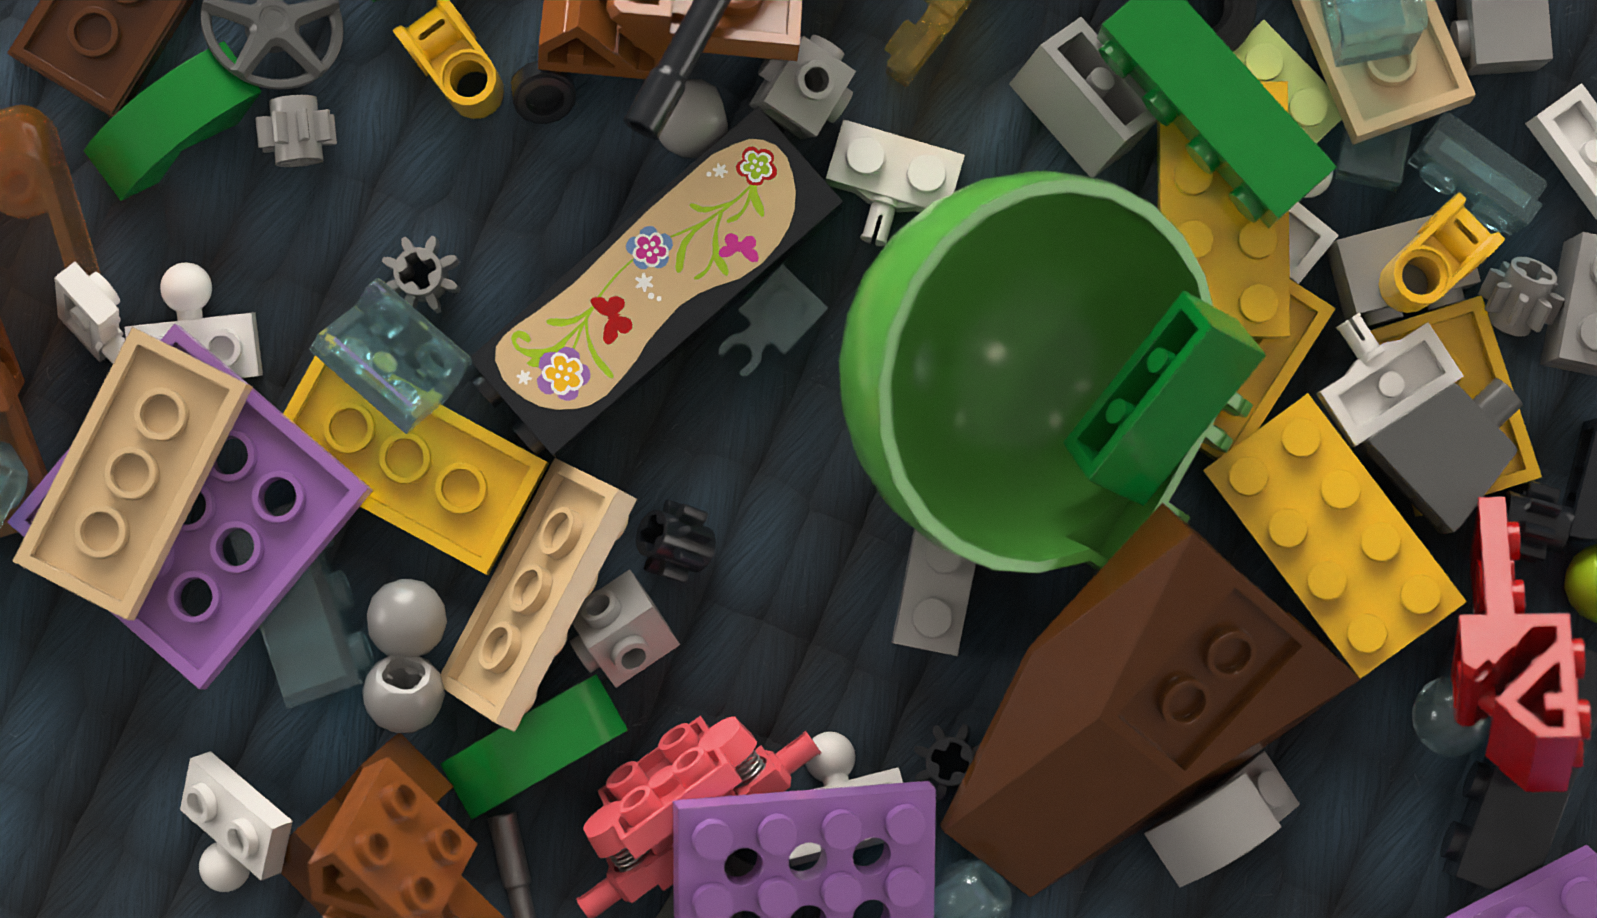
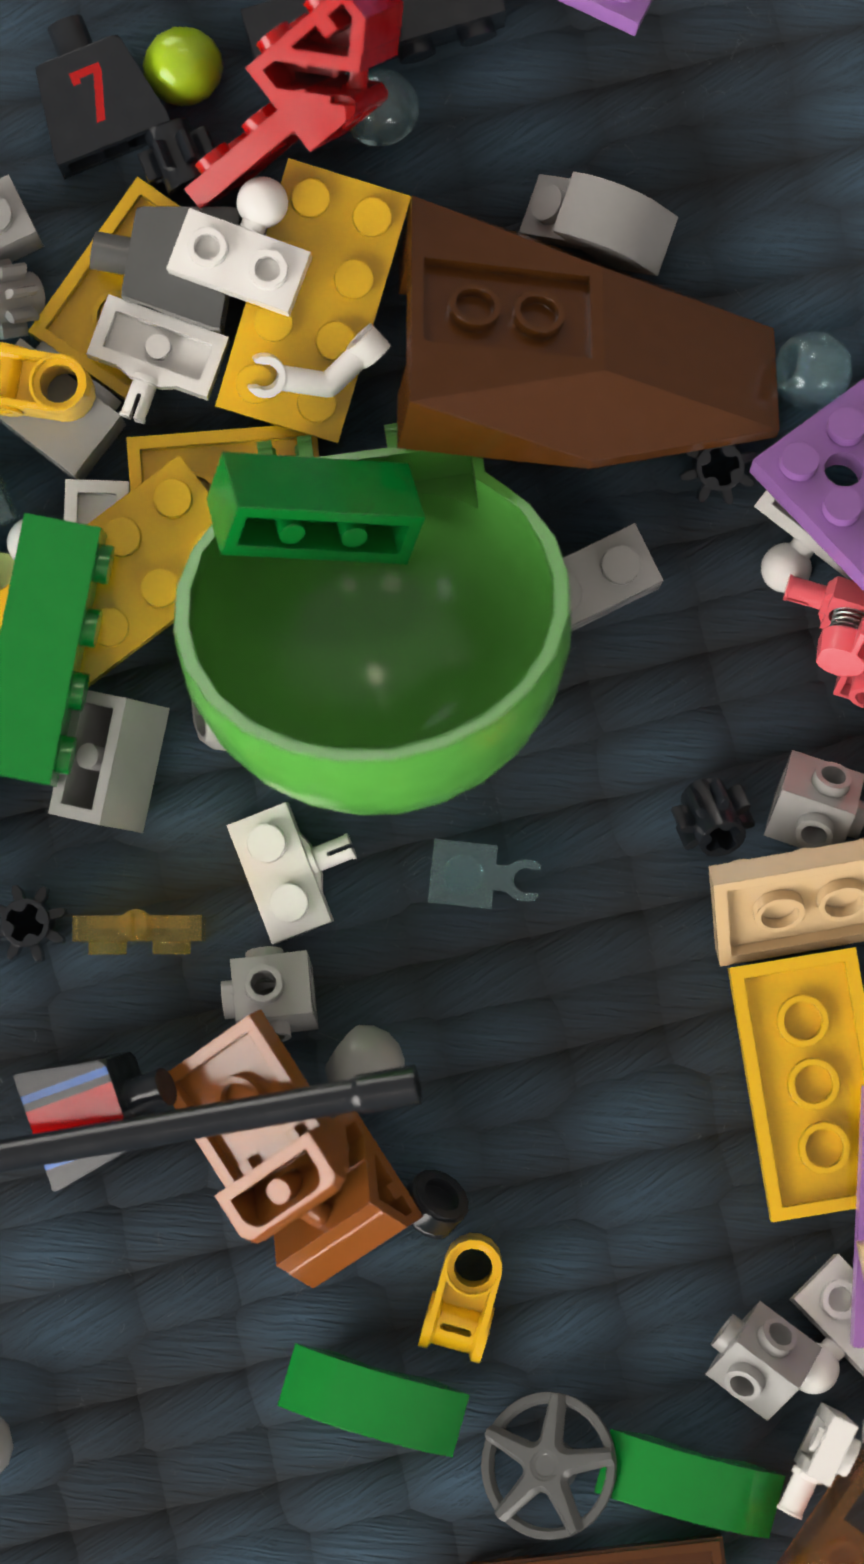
camera: 125 degrees left, 0 degrees up
(110, 237) = (824, 1452): none -> white plate
(223, 249) = (762, 1359): none -> light grey brick
(296, 130) = (620, 1377): light grey gear -> none
(392, 356) = (743, 1153): clear light blue bracket -> none
(438, 279) = (662, 1202): light grey gear -> none
(654, 285) = (523, 991): brick -> none
(1261, 537) = (359, 354): none -> white arm
(1413, 500) = (241, 257): none -> white plate

